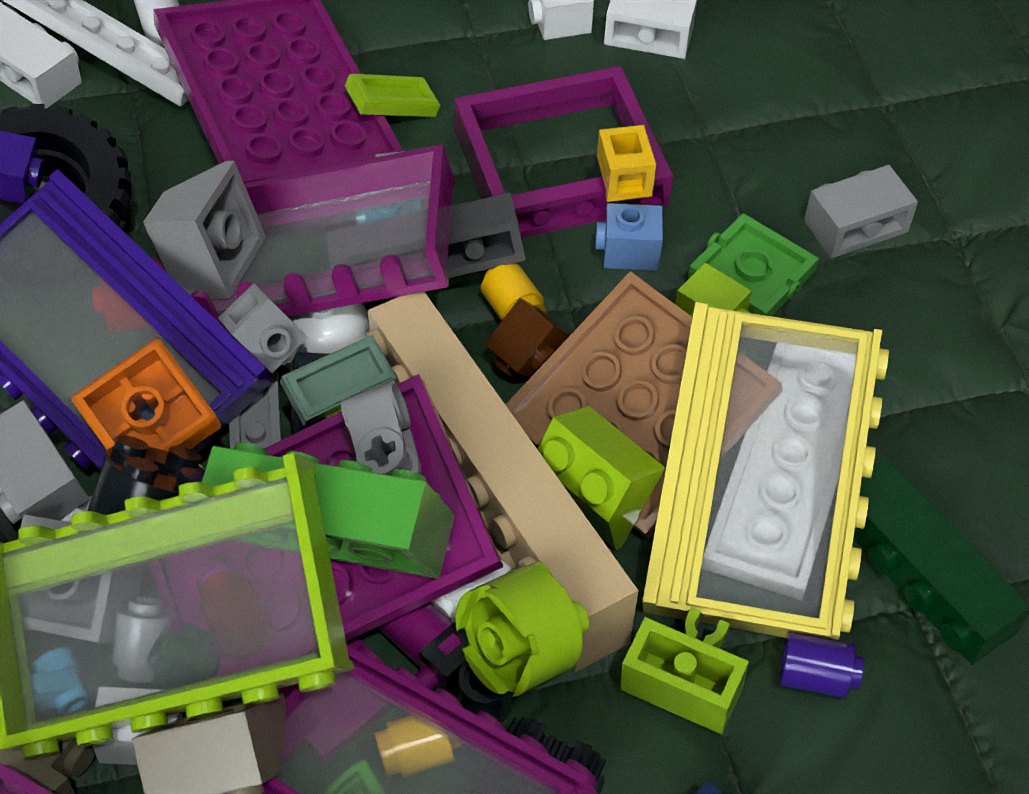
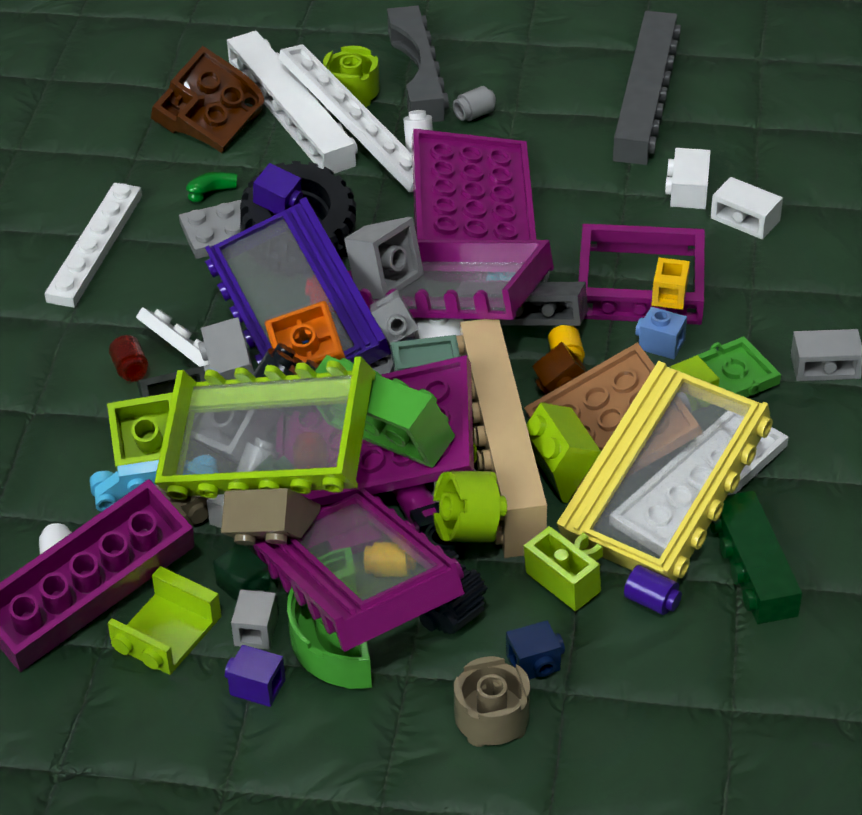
camera: 25 degrees right, 10 degrees down
(381, 429) = (432, 373): light grey piece -> none
(392, 95) = (546, 214): lime tile -> none

